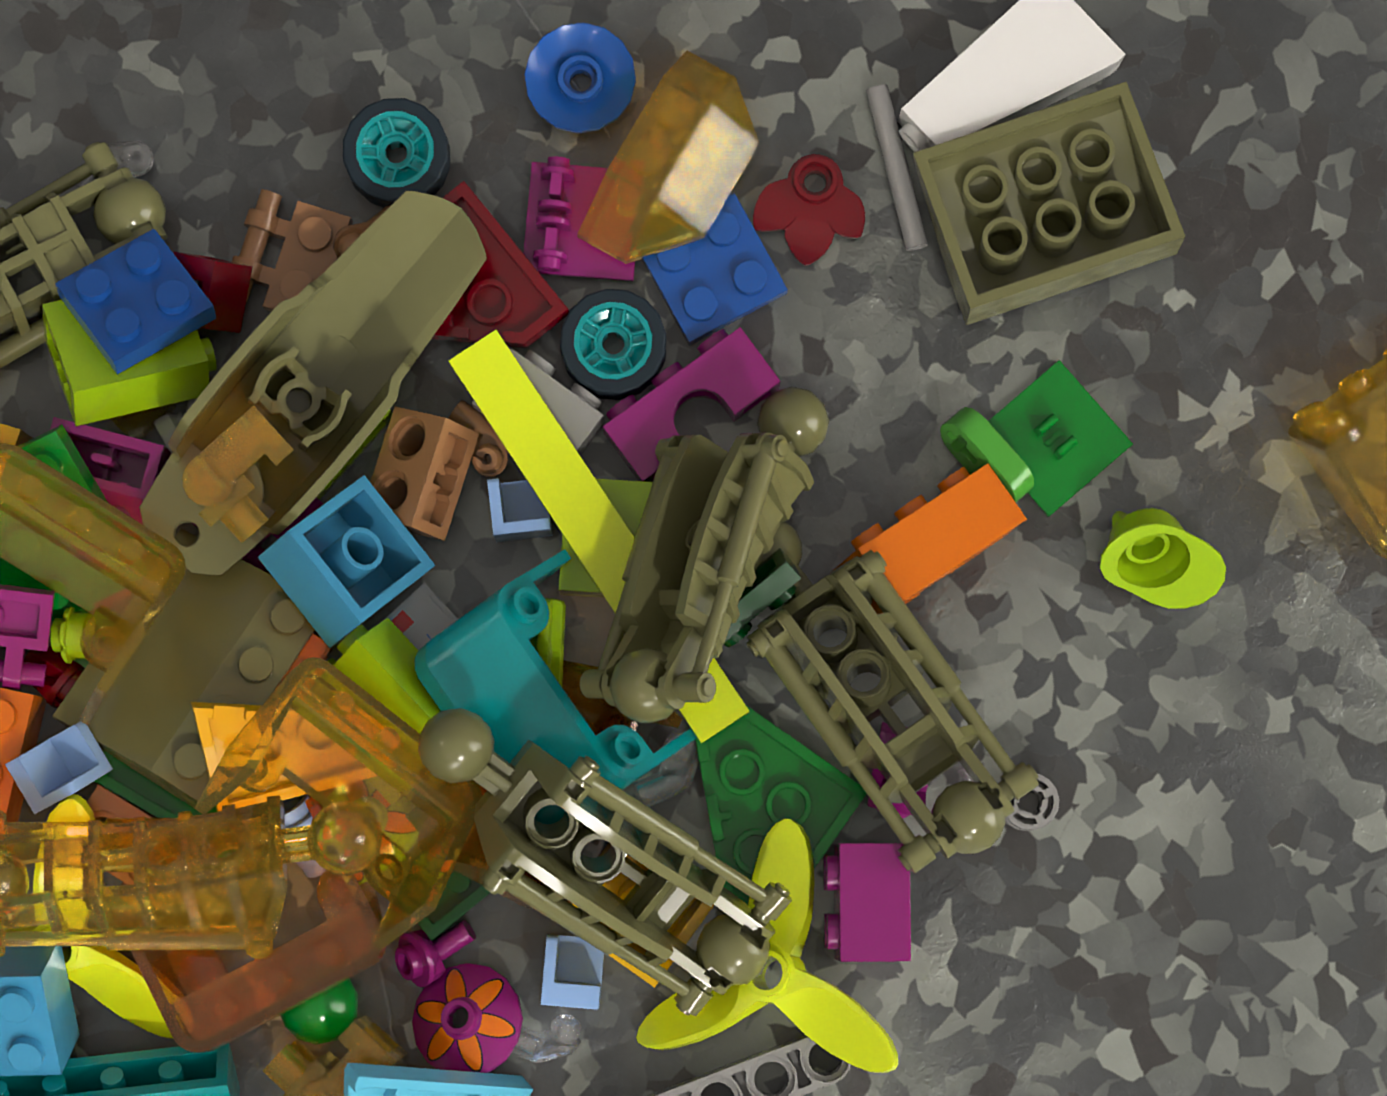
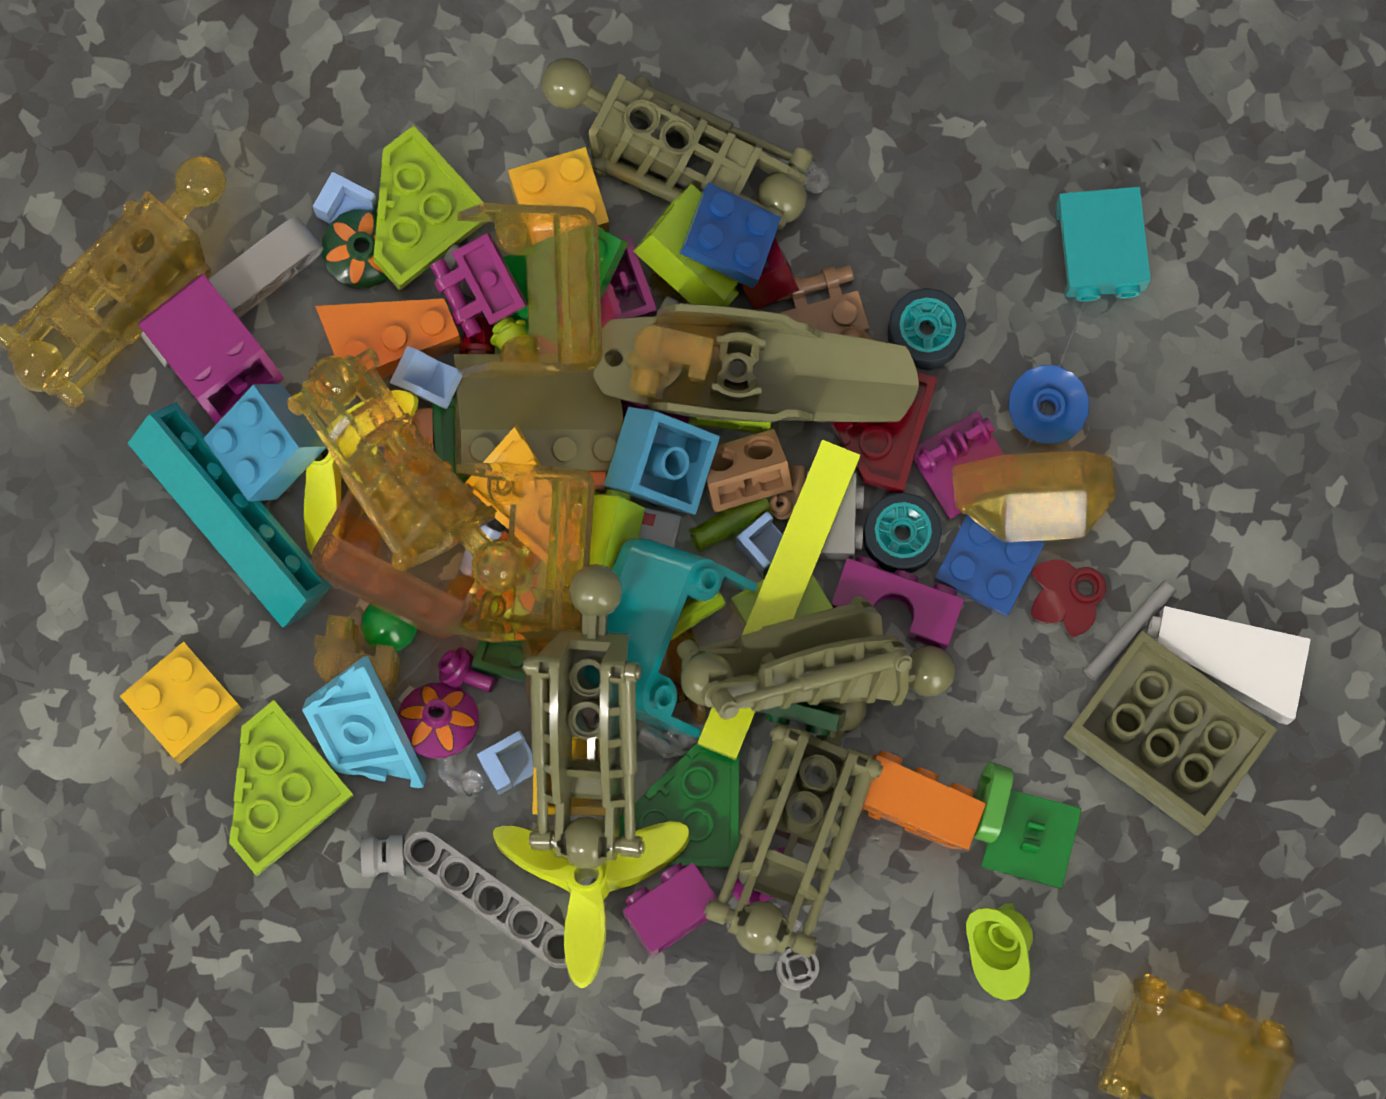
camera: 55 degrees right, 5 degrees down
(467, 533) = (727, 523): none -> clear neon green pin

